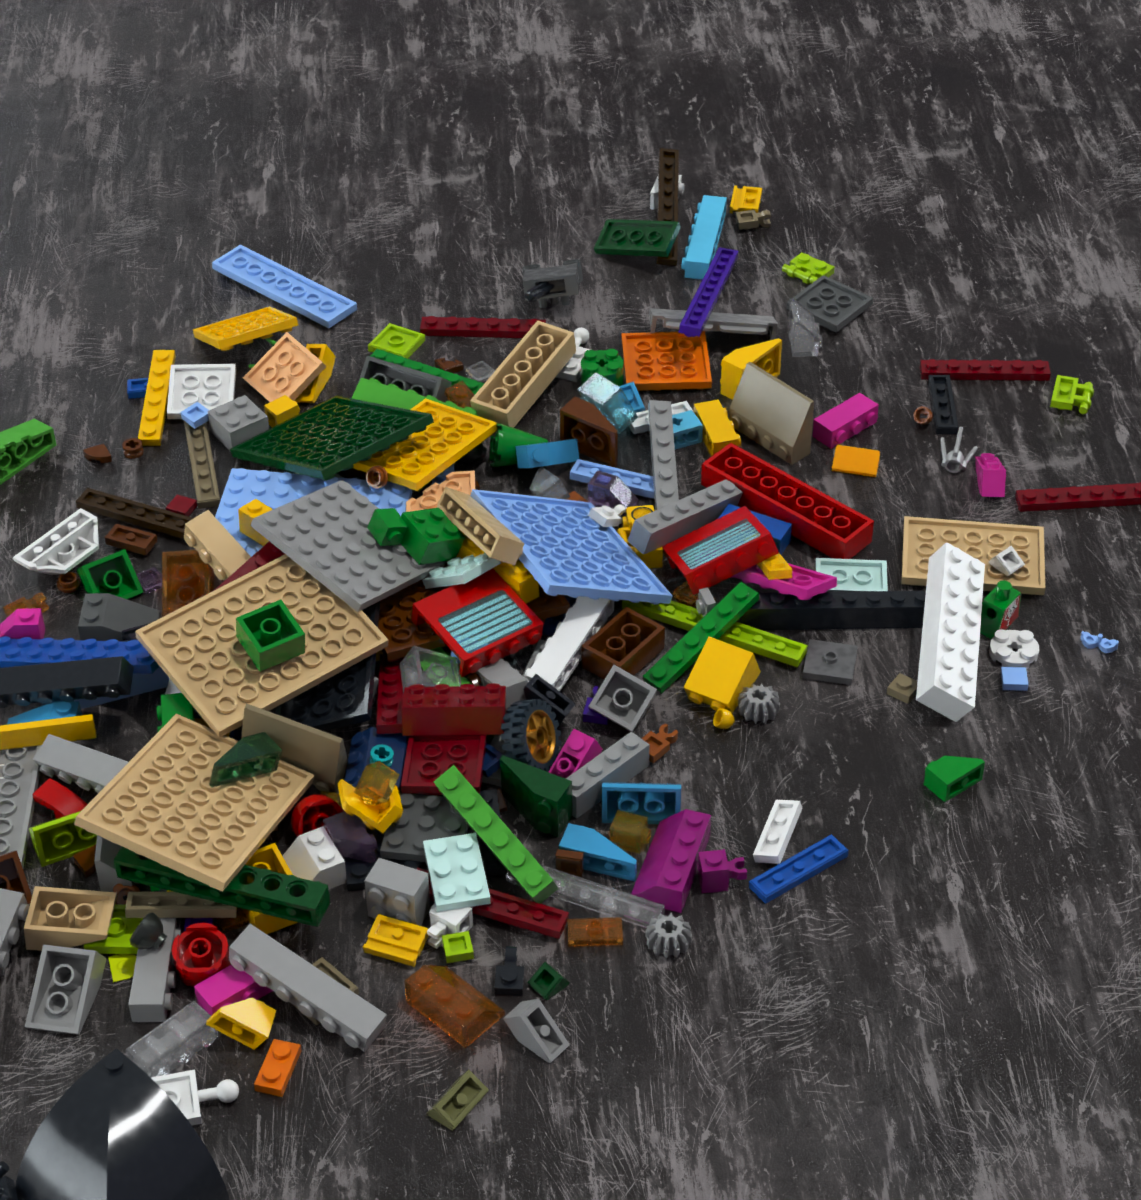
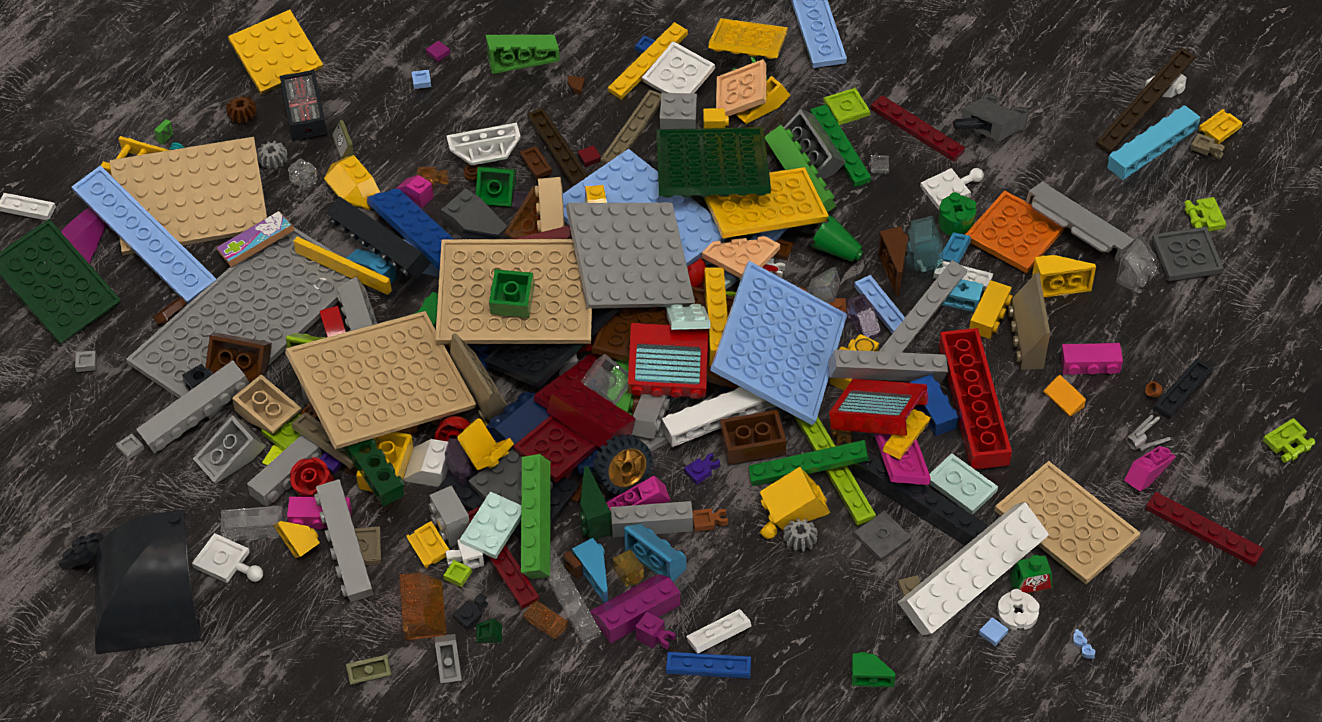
camera: 40 degrees right, 10 degrees up
(132, 448) = (600, 88): reddish brown bush -> none
(148, 933) = (291, 446): pearl dark grey brick -> none
(195, 415) = (654, 90): light blue plate -> none
(246, 759) = (434, 369): clear green slope -> none
(277, 1067) = (295, 578): orange plate -> none
(372, 479) = (704, 212): dark orange plate -> none
(376, 783) = (495, 435): clear yellow brick -> none
(382, 750) = (520, 424): teal bush -> none
(387, 527) = (662, 257): green brick -> none
(431, 536) = (688, 279): green brick -> none
(449, 366) = (863, 146): reddish brown tile -> none
(459, 394) = (842, 177): clear orange plate -> none
(480, 526) = (720, 293): tan brick -> none
(524, 374) = (894, 186): tan brick -> none
(540, 689) = (661, 445): black slope -> none
(547, 453) = (851, 259): dark azure slope -> none
(607, 516) = (840, 333): white plate -> none
(623, 698) = (712, 474): light grey slope -> none
(637, 237) = (1095, 115): dark green plate -> none
(668, 935) = (581, 652): light grey gear -> none
(706, 601) = (834, 439): light grey plate -> none
(708, 292) = (1094, 193): dark purple plate -> none
(986, 369) = (1248, 380): dark red plate -> none
(1007, 561) = (1079, 543): white slope -> none

